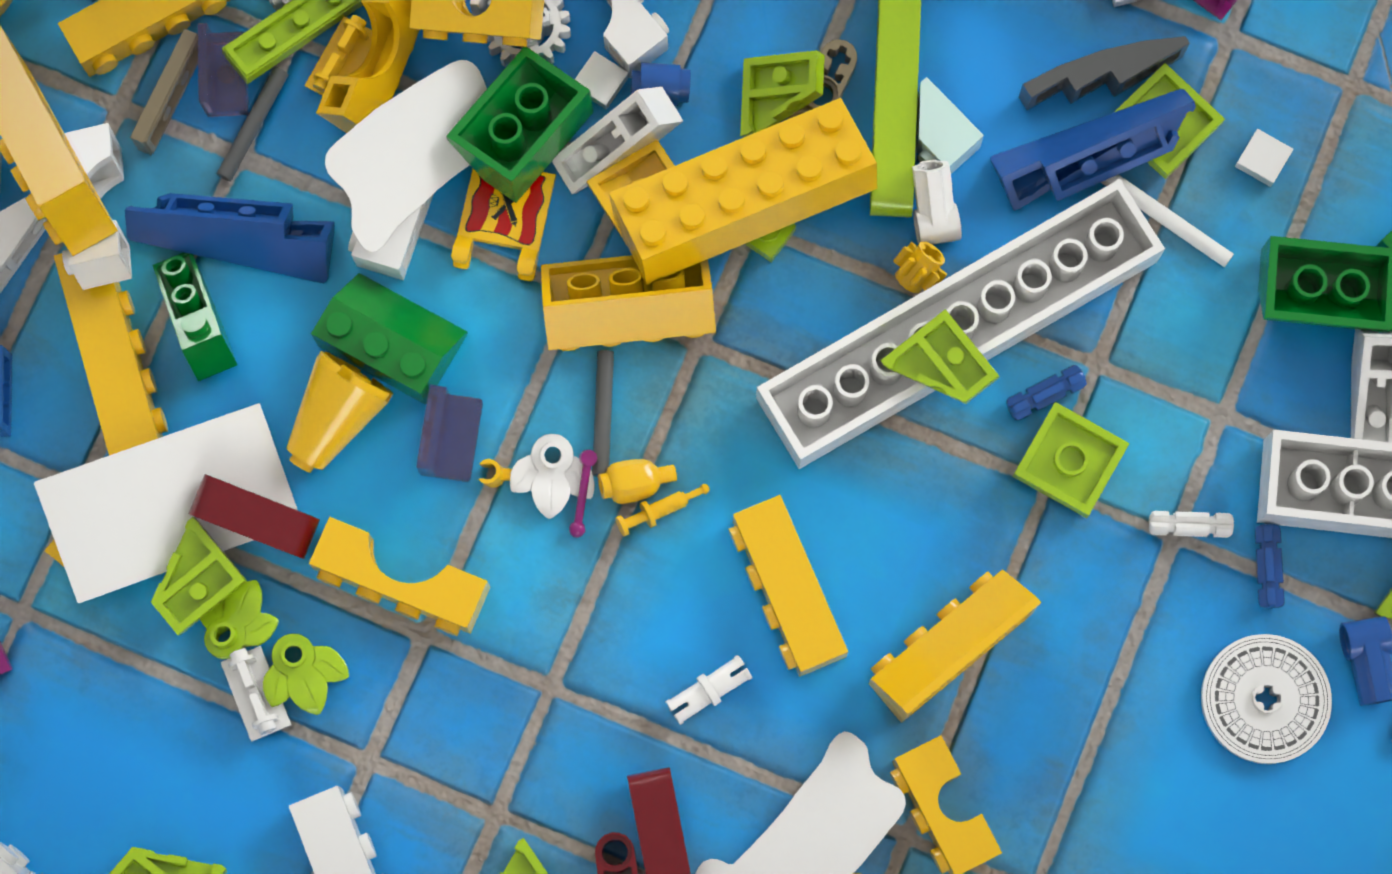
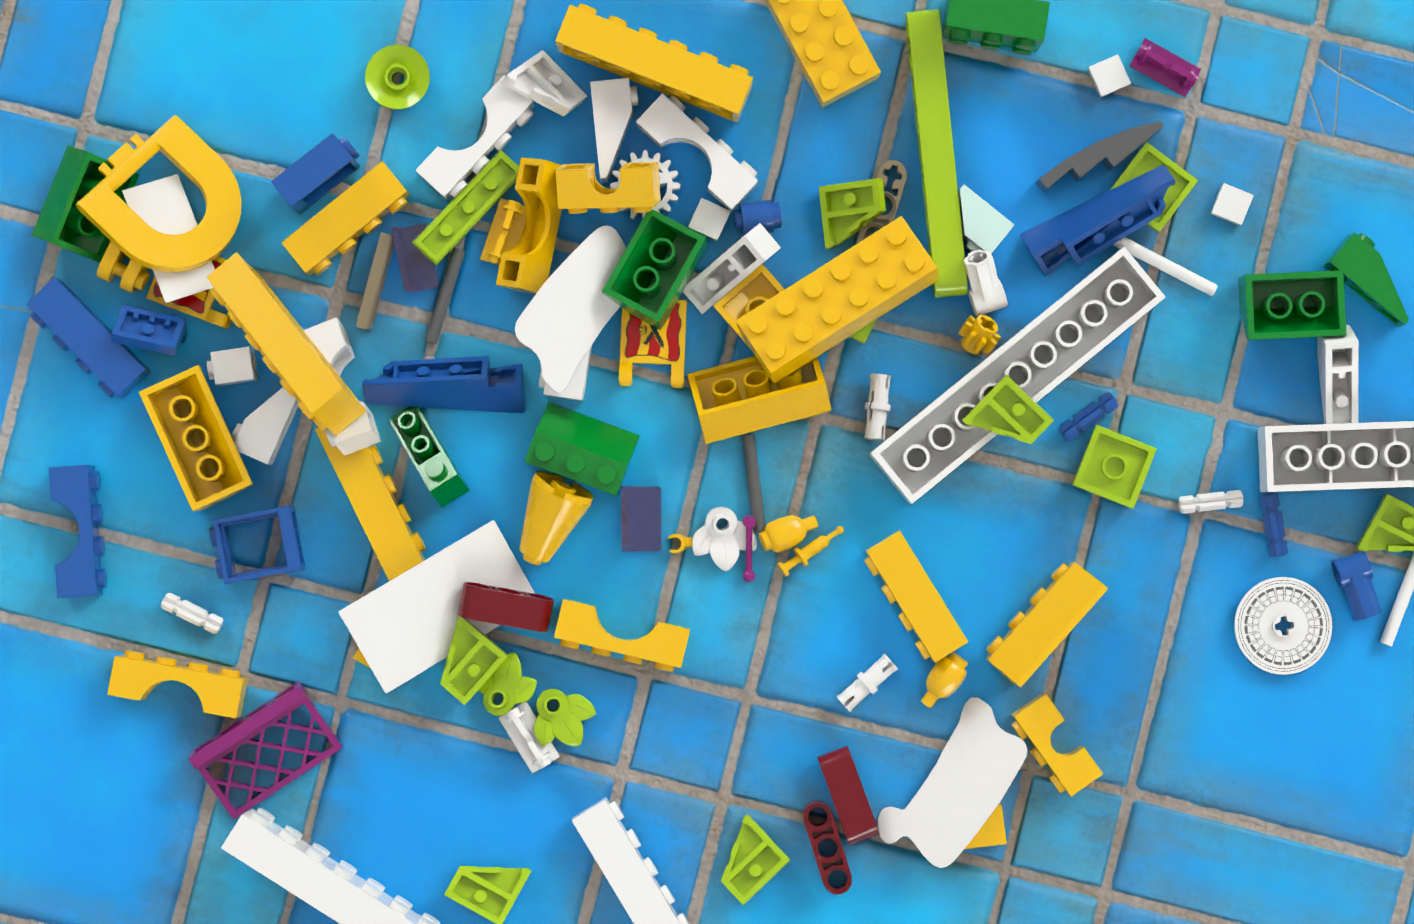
camera: 10 degrees left, 10 degrees up
(776, 338) = (877, 407): none -> white pin
(811, 699) = (944, 678): none -> yellow plant

